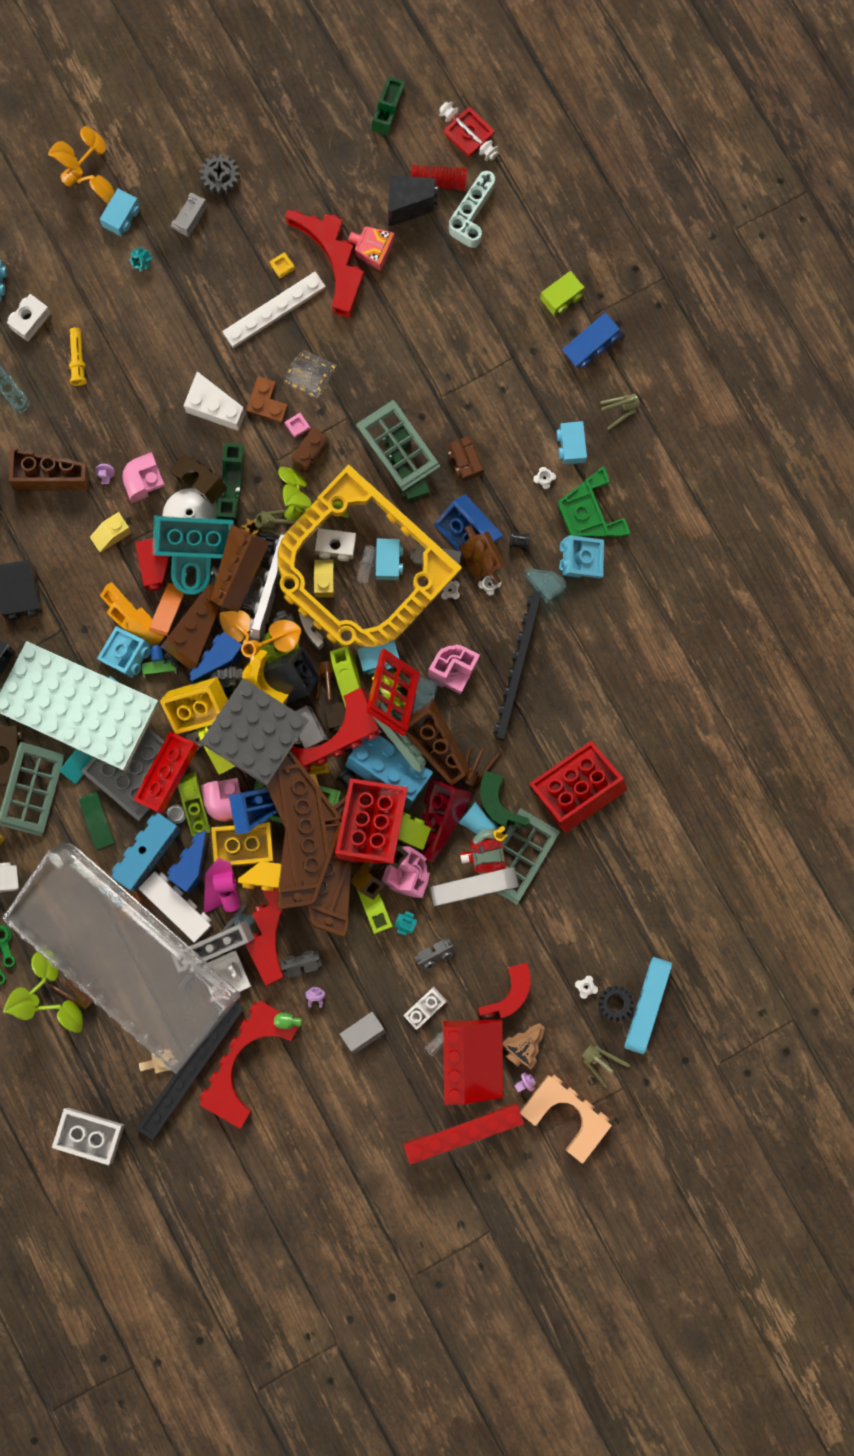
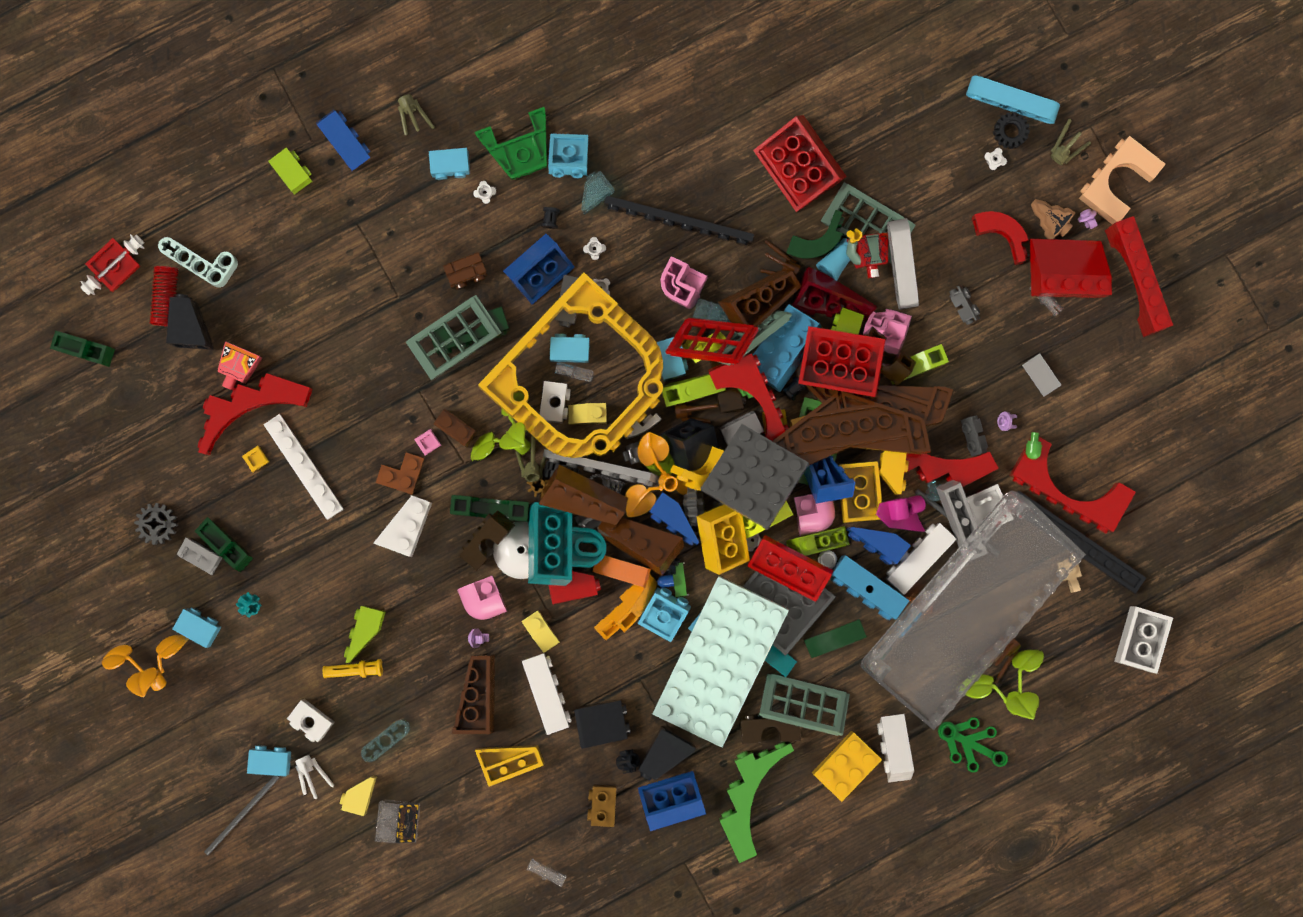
camera: 90 degrees left, 5 degrees up
(49, 538) = (546, 694): none -> white brick
(118, 369) = (366, 628): none -> lime slope
(198, 236) = (224, 545): none -> dark green slope
(310, 373) = (373, 428): clear slope -> none
(405, 923) = (935, 332): teal gear -> none
(425, 1008) = (1016, 315): white slope -> none
(482, 555) = (568, 253): reddish brown plate -> none

